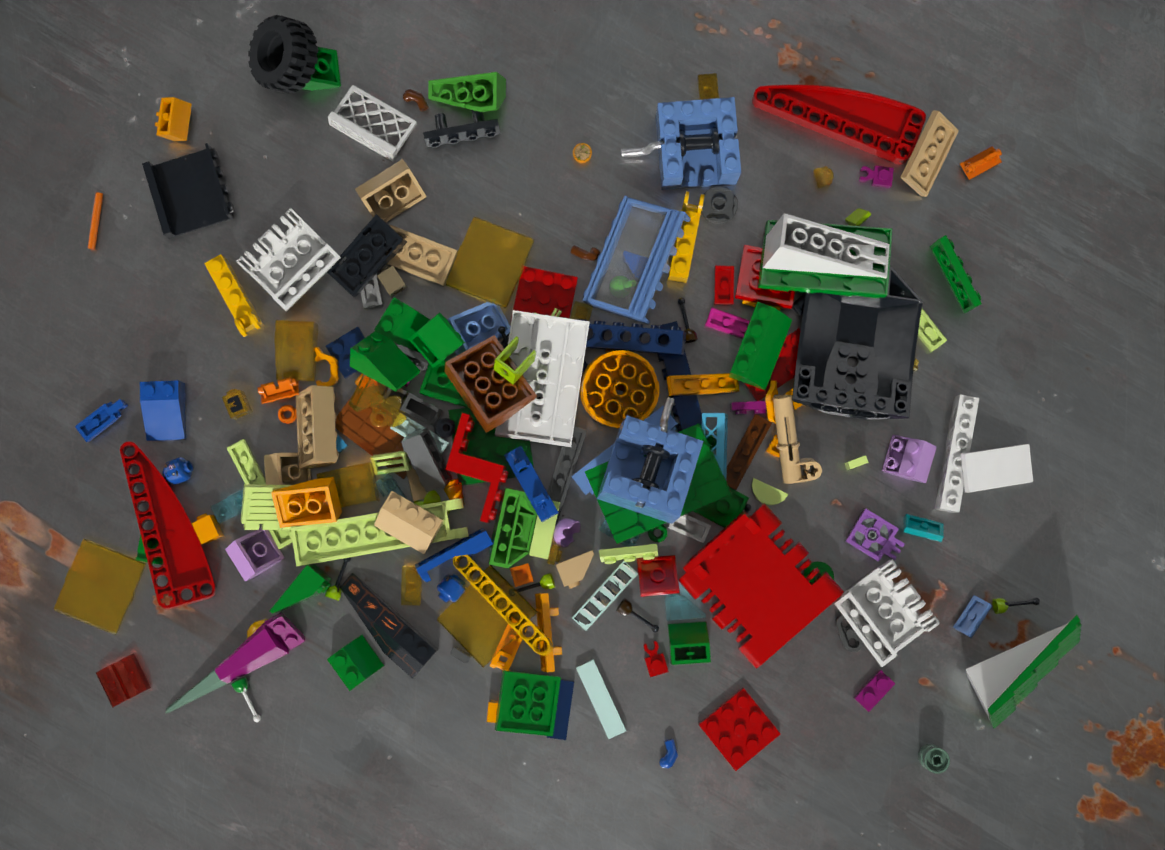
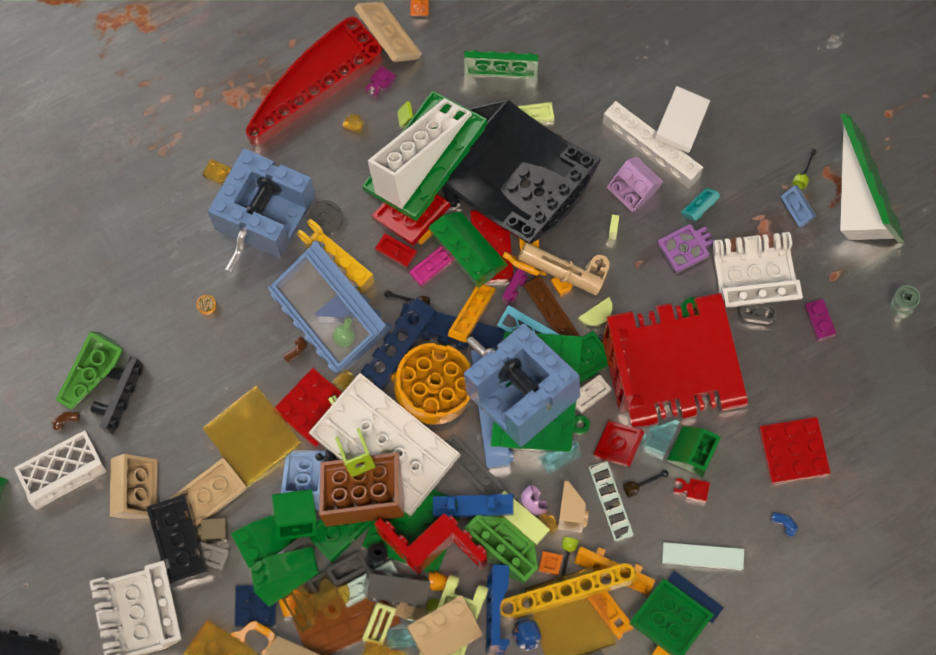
camera: 60 degrees left, 15 degrees down
(628, 554) = (585, 457): yellowish green plate -> none

